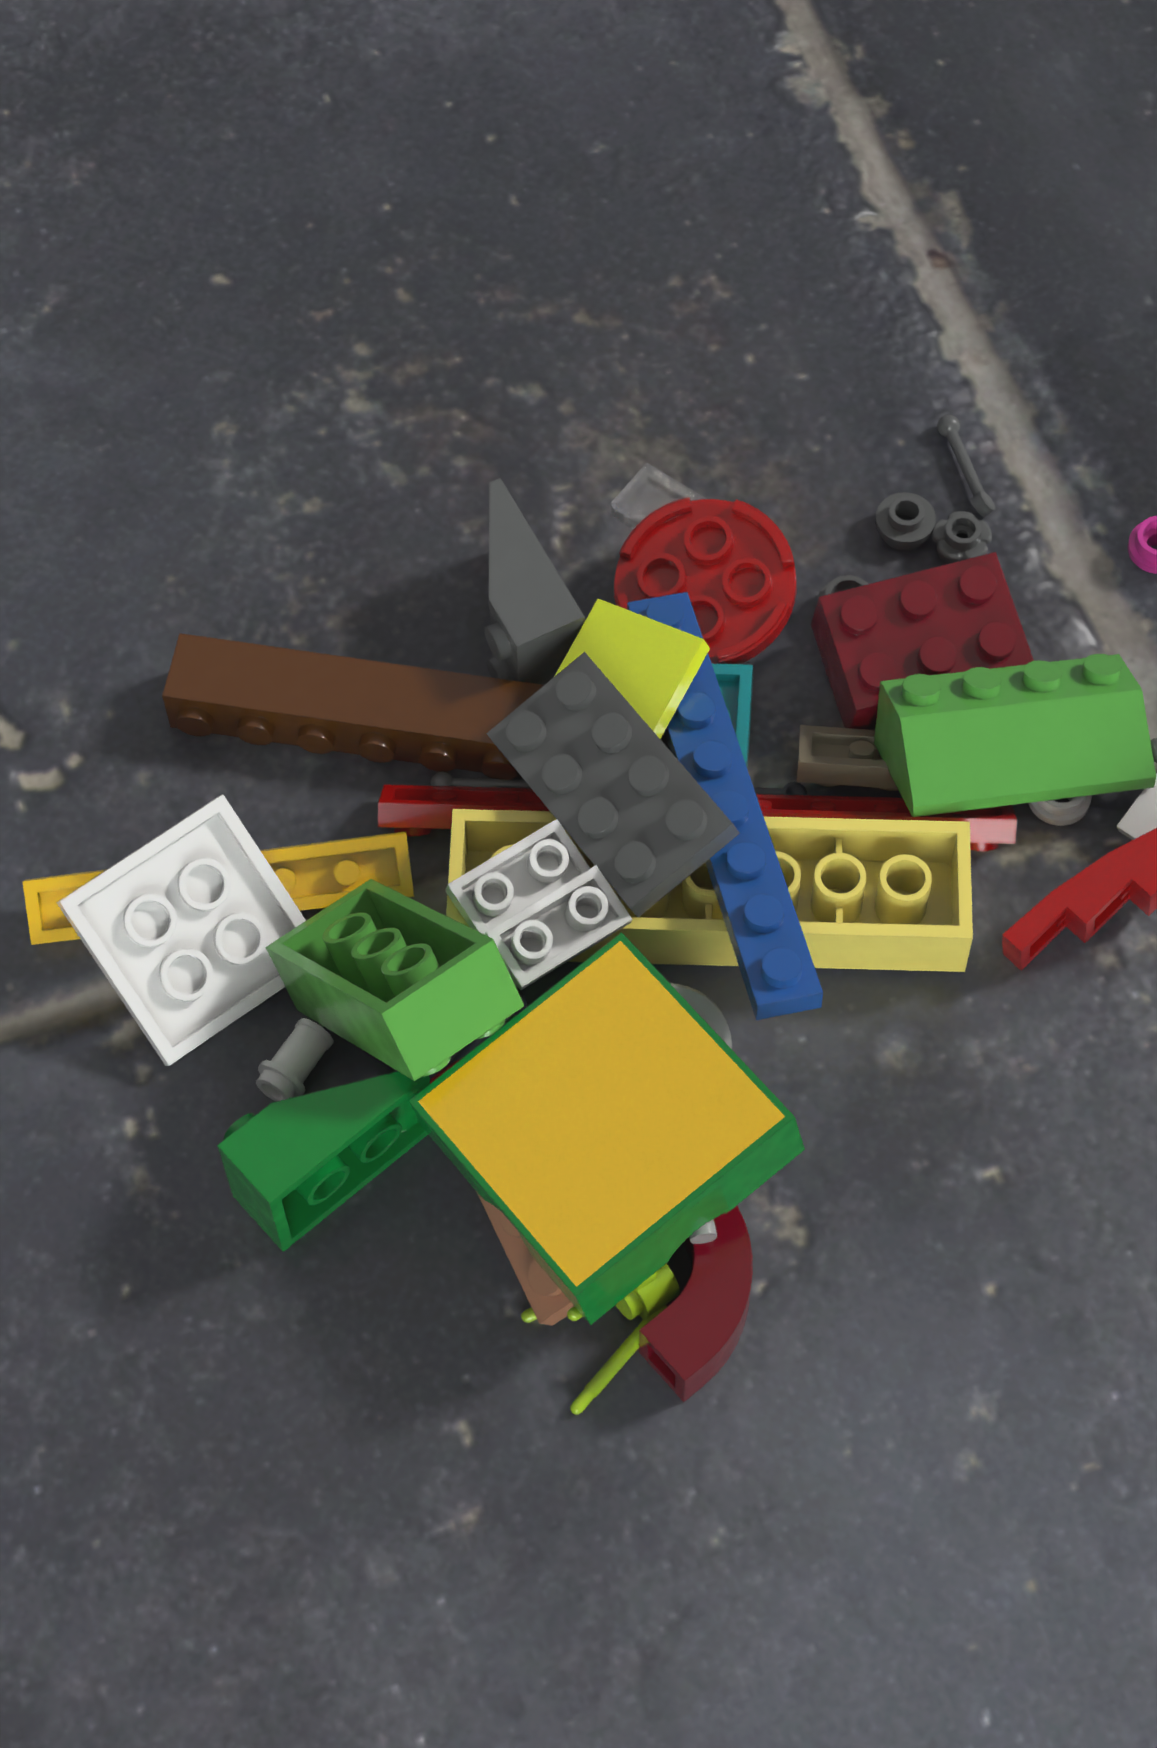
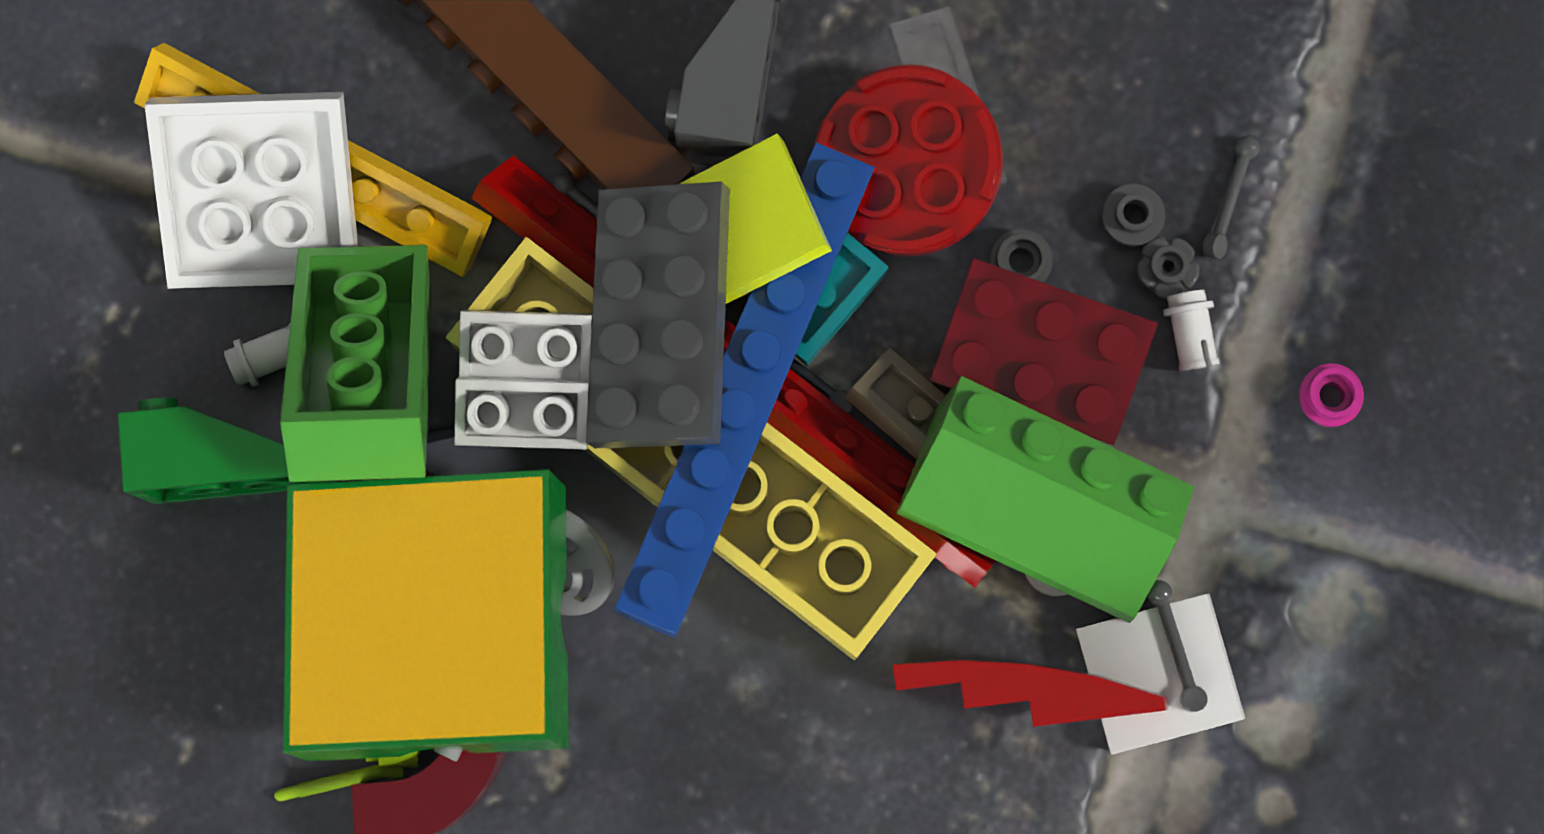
camera: 35 degrees right, 20 degrees up
(1021, 567) = (1192, 330): none -> white pin

